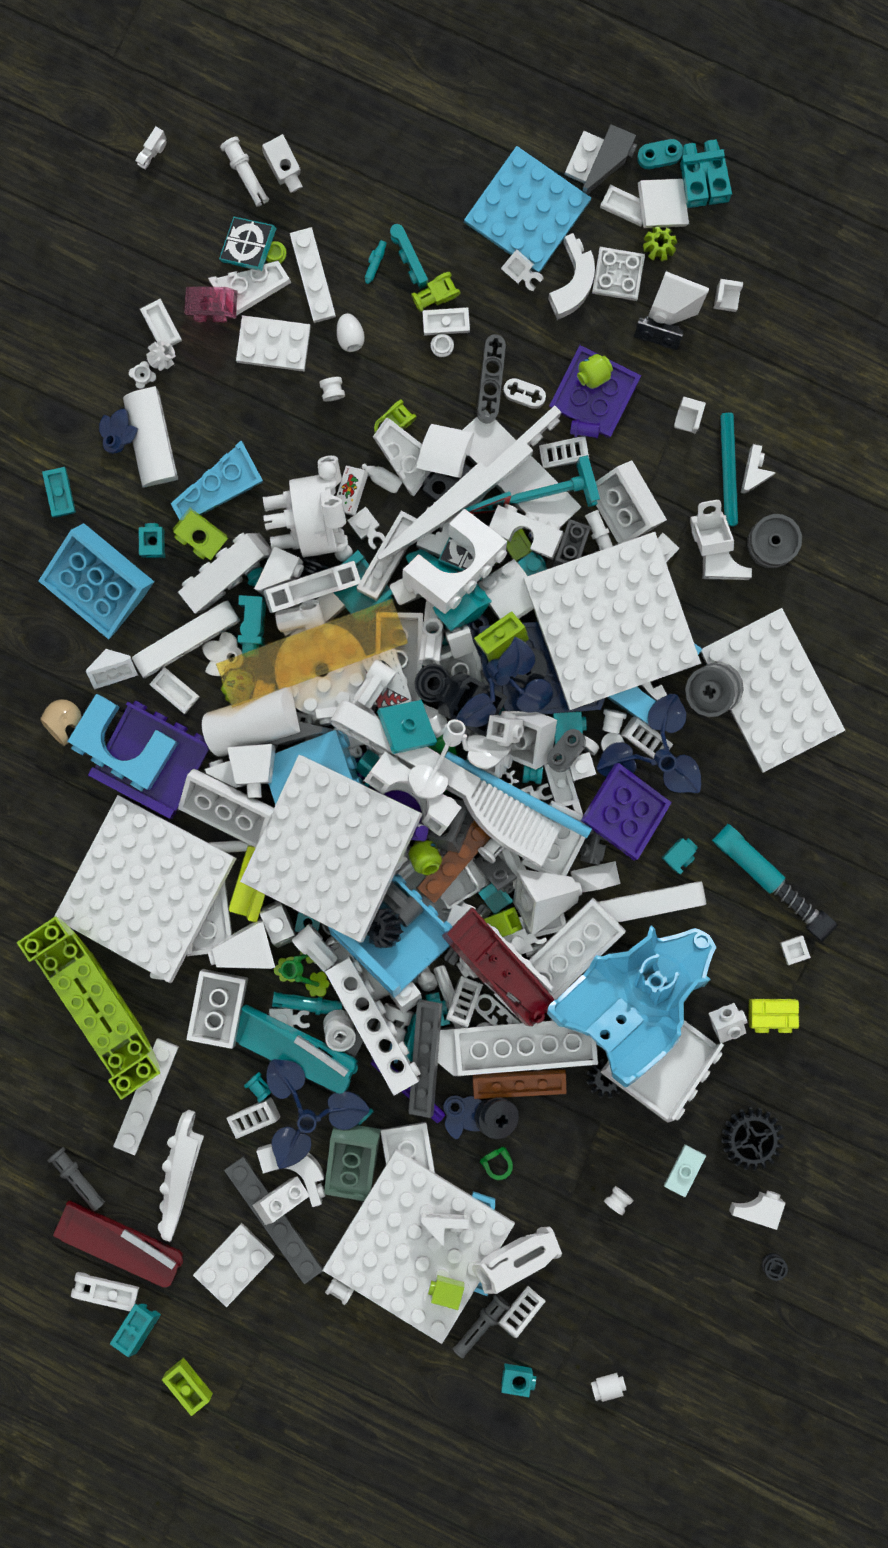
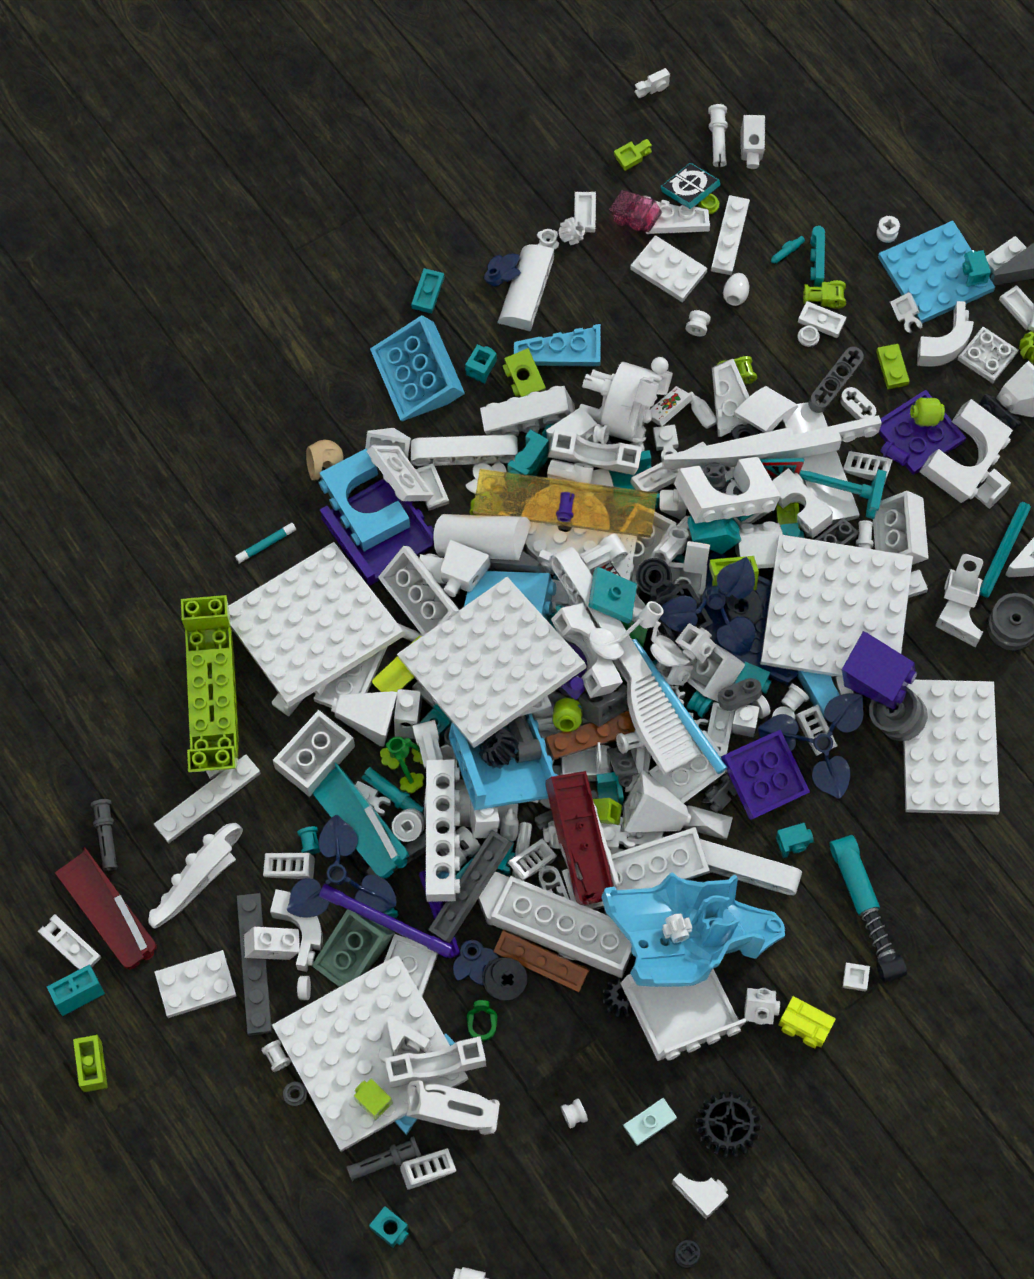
camera: 30 degrees right, 20 degrees down
(55, 828) = (265, 543): none -> teal bar
(141, 700) = (399, 473): none -> white plate
(170, 239) = (630, 155): none -> lime plate
(307, 565) = (601, 434): none -> white bush
(316, 660) = (565, 513): none -> dark purple pin
(329, 1219) = (304, 987): none -> white tile
(373, 1319) = (295, 1086): none -> dark grey plate
(417, 1124) = (431, 942): none -> dark purple piece
(430, 543) = (715, 475): none -> dark grey wheel
(461, 194) = (884, 233): none -> white wheel
(493, 1224) = (454, 1059): none -> white arch
(536, 334) = (892, 366): none -> lime plate
(565, 190) = (976, 268): none -> teal brick
(627, 1005) = (677, 928): none -> white gear
(664, 364) = (990, 436): none -> white arch
(684, 670) = (878, 671): none -> dark purple slope

